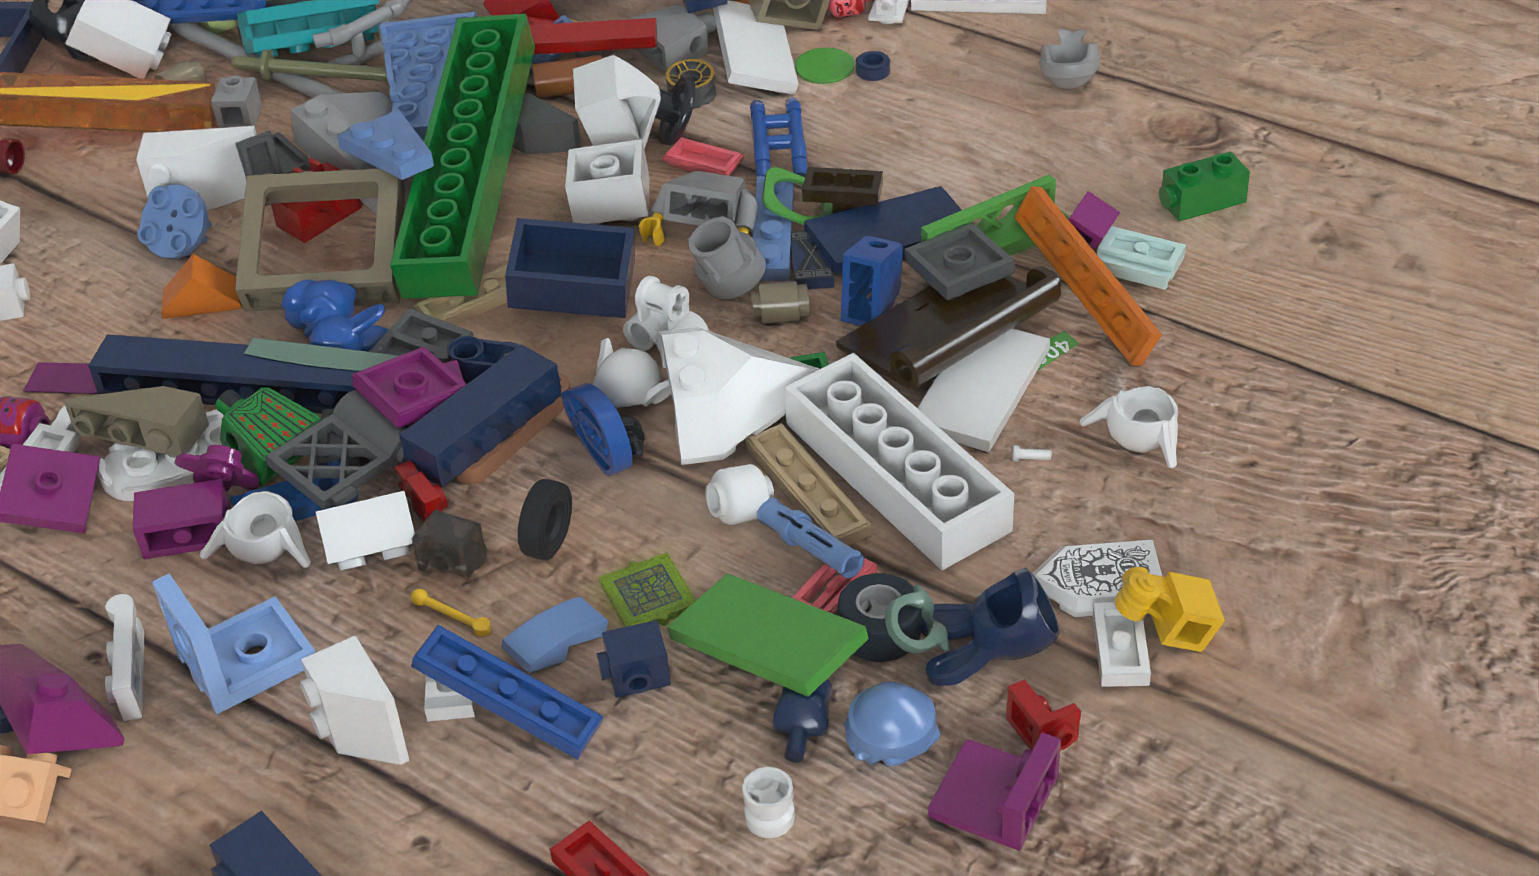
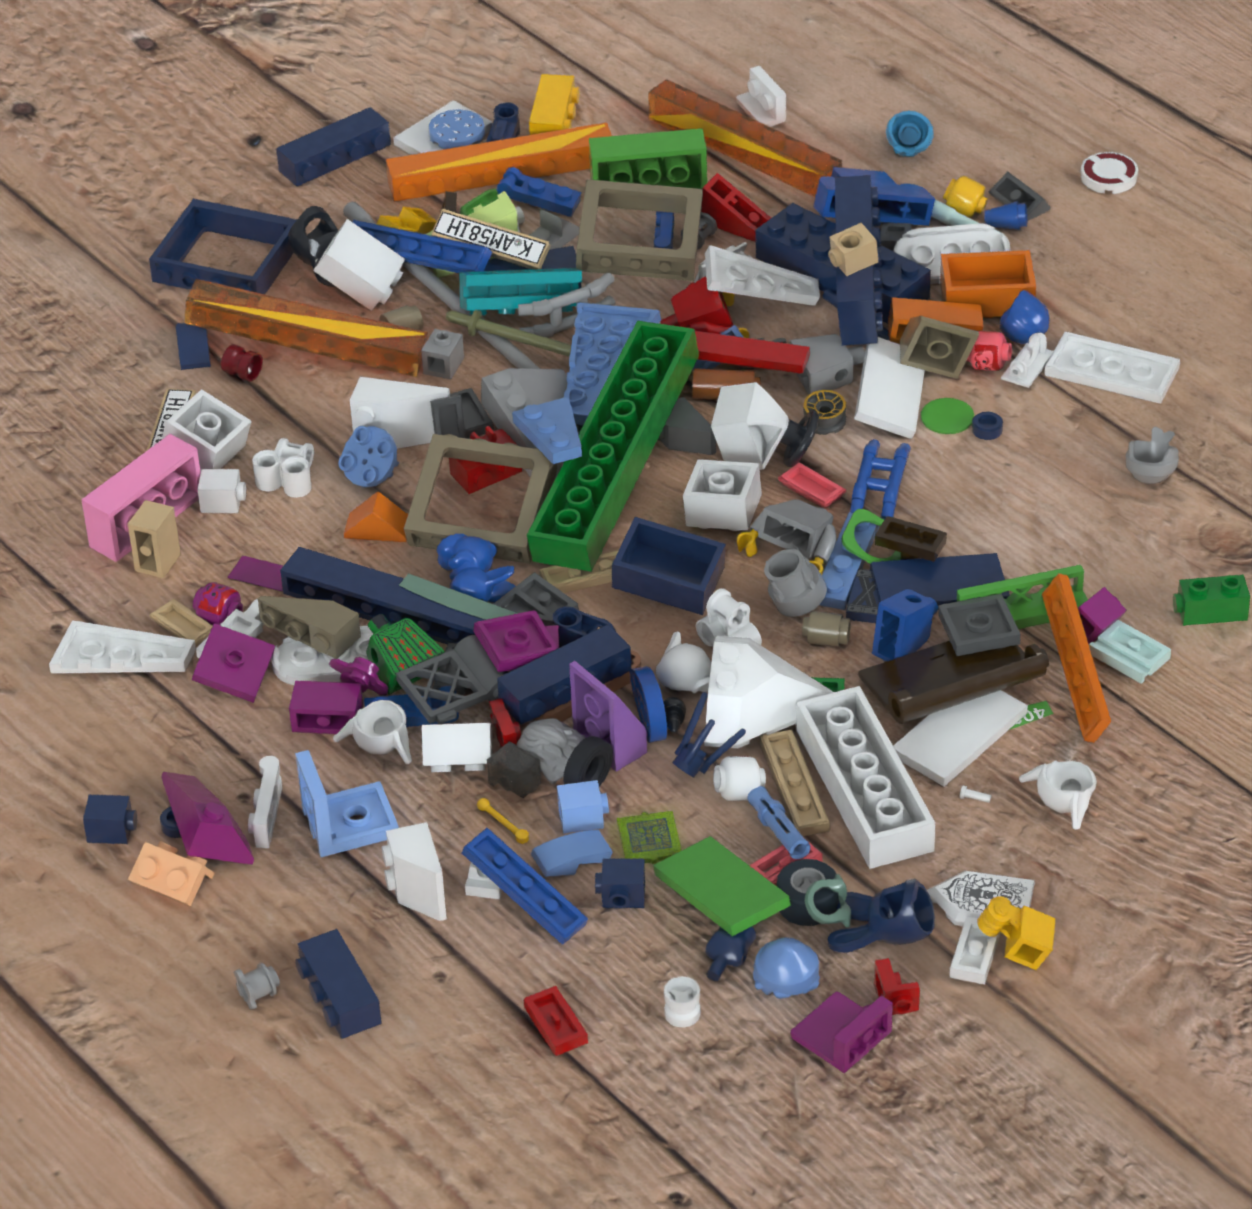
camera: 15 degrees right, 0 degrees up
(72, 252) = (284, 467): none -> white piece
(492, 502) = (552, 744): none -> light grey hair
(550, 447) = (604, 715): none -> medium lavender slope
(550, 572) = (581, 806): none -> light blue brick
(672, 481) = (691, 757): none -> dark blue plant

